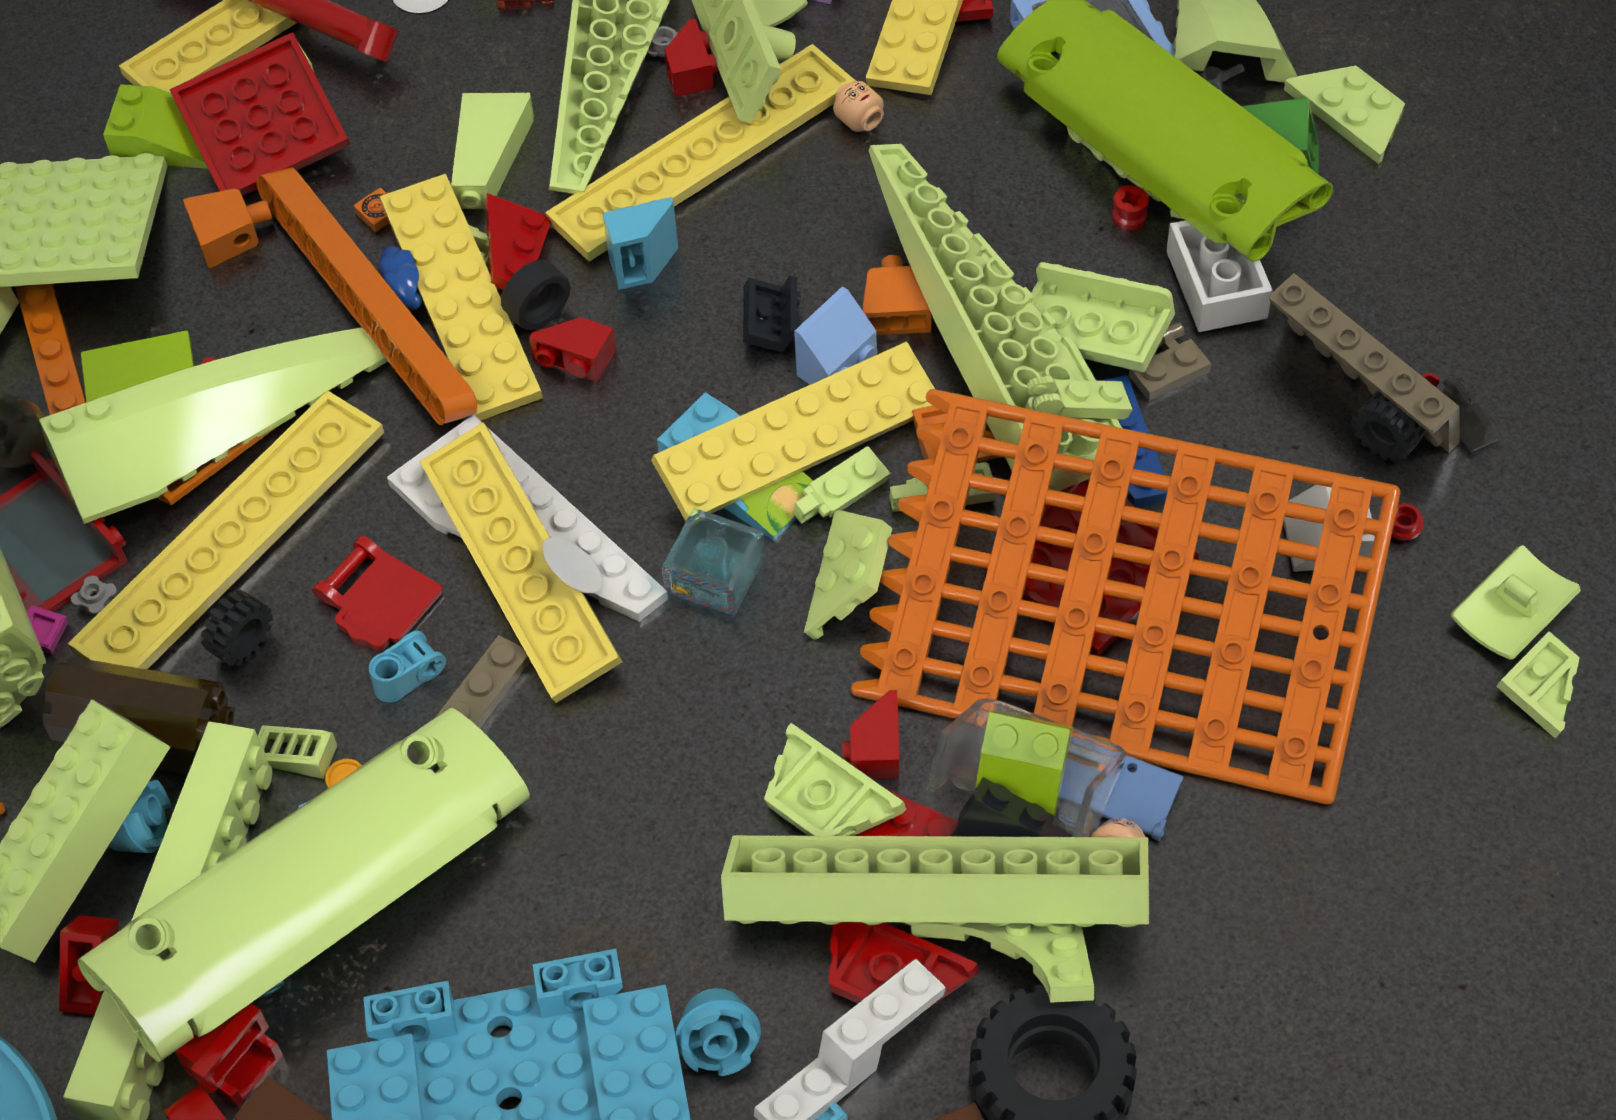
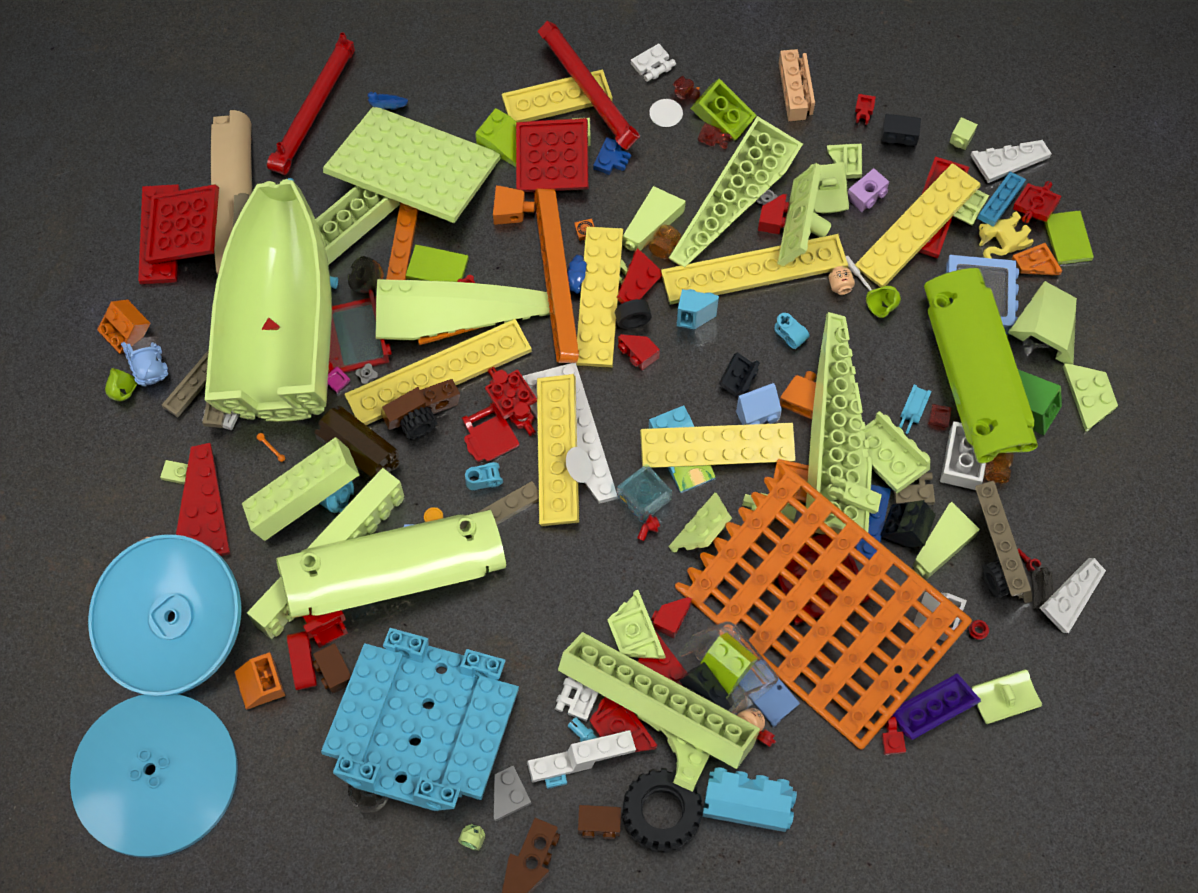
camera: 25 degrees right, 10 degrees up
(75, 941) = (286, 544): red slope -> none
(254, 567) = (437, 397): none -> reddish brown brick
(315, 765) = (427, 502): yellowish green slope -> none
(364, 86) = (611, 157): none -> blue hinge
(391, 514) = (512, 398): none -> red piece
(528, 169) = (664, 241): none -> clear orange wheel
(717, 1032) = (529, 718): medium azure cone -> none
(754, 607) = (651, 524): none -> red plate
(797, 962) = (583, 700): none -> white plate
(820, 215) = (791, 331): none -> medium azure piece
(820, 1009) = (582, 731): none -> medium azure pin
(842, 485) = (725, 481): yellowish green hinge -> none
(876, 87) = (856, 271): none -> white piece
(944, 97) = (888, 295): none -> lime hair
(1088, 239) = (914, 406): none -> medium azure arm
(1130, 207) = (940, 397): red wheel -> none
(1138, 234) = (940, 415): none -> clear red plate
(1162, 860) = (766, 737): none -> red plate
(1192, 406) = (909, 523): none -> black slope
(1198, 978) = (749, 801): none -> medium azure brick
(1265, 404) = (948, 538): none -> yellowish green slope
(1284, 260) = (998, 468): none -> clear orange wheel
(1374, 762) = (892, 740): none -> red plate
(1411, 674) = (935, 706): none -> dark purple slope
(1520, 400) = (1070, 599): none -> white wing
(1543, 682) = (994, 742): yellowish green wing -> none

